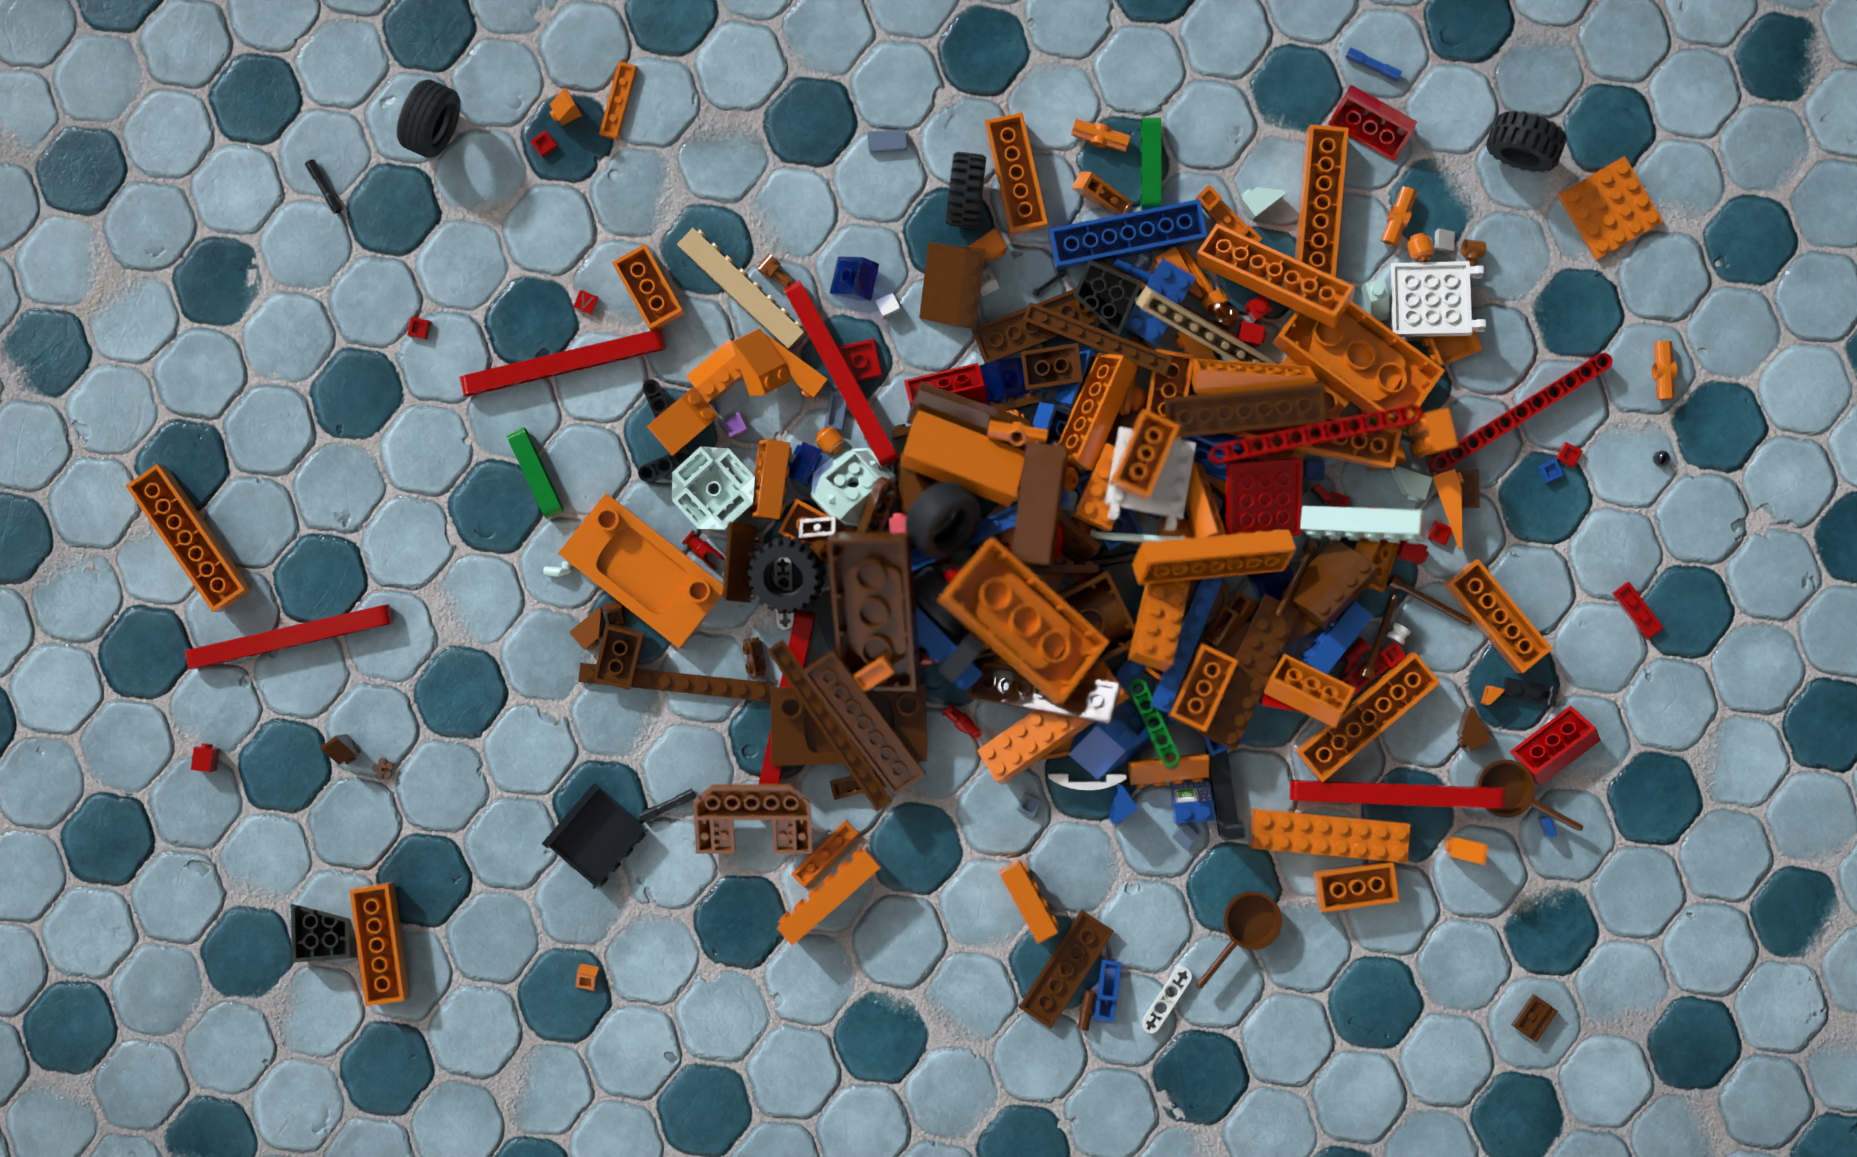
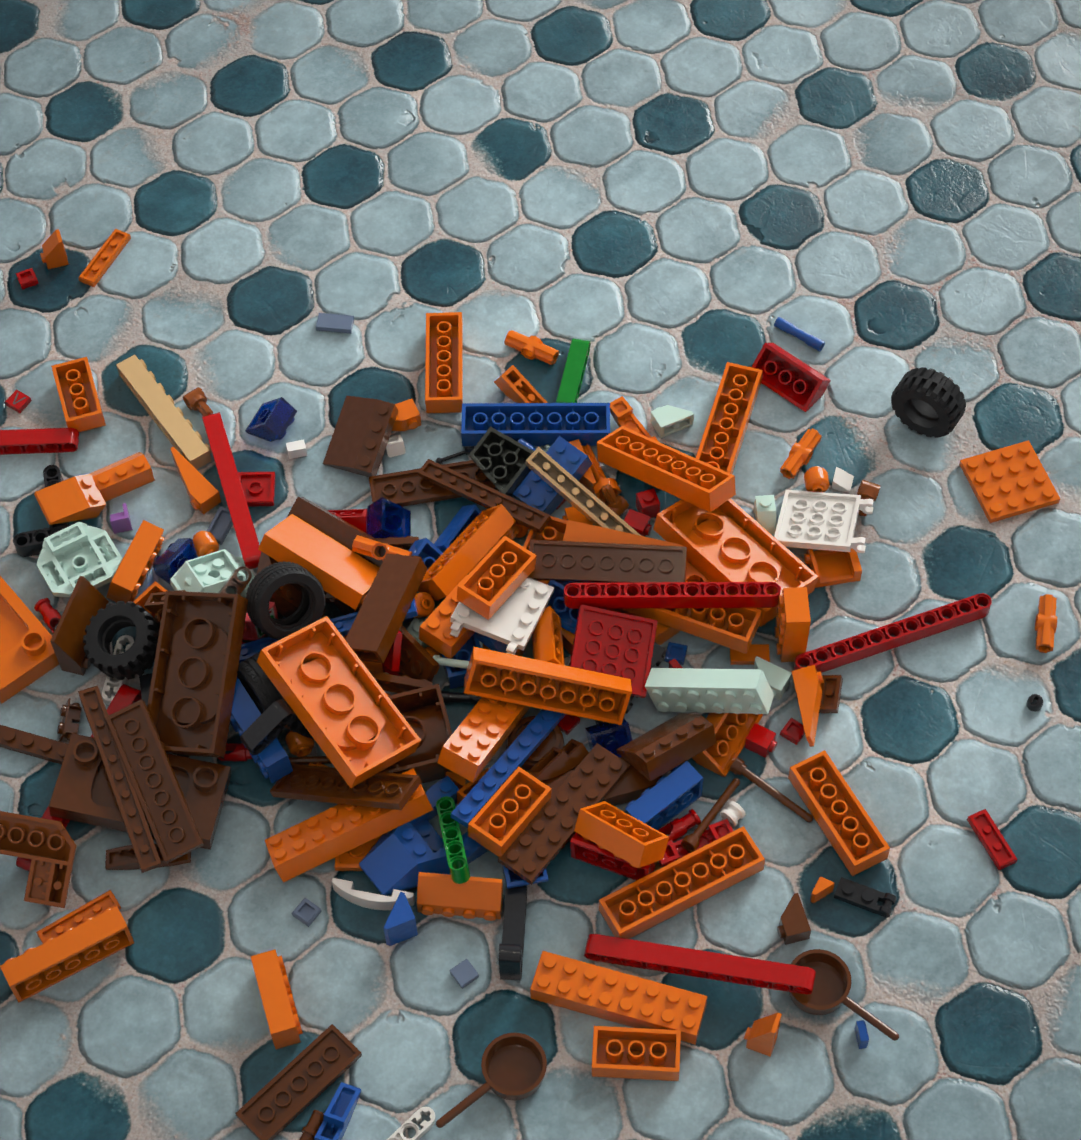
camera: 10 degrees right, 30 degrees down
(760, 363) = (158, 466): orange slope -> none
(874, 673) = (177, 730): orange tile -> none
(962, 721) = (258, 816): red piece -> none
(965, 190) = (391, 358): black tyre -> none
(1051, 367) = (433, 515): reddish brown slope -> none
(1192, 802) = (478, 940): blue slope -> none
(1309, 548) = (655, 719): reddish brown piece -> none
(1550, 471) = (917, 694): blue tile -> none
(1556, 745) = (885, 953): red slope -> none
(1569, 454) = (938, 683): red tile -> none

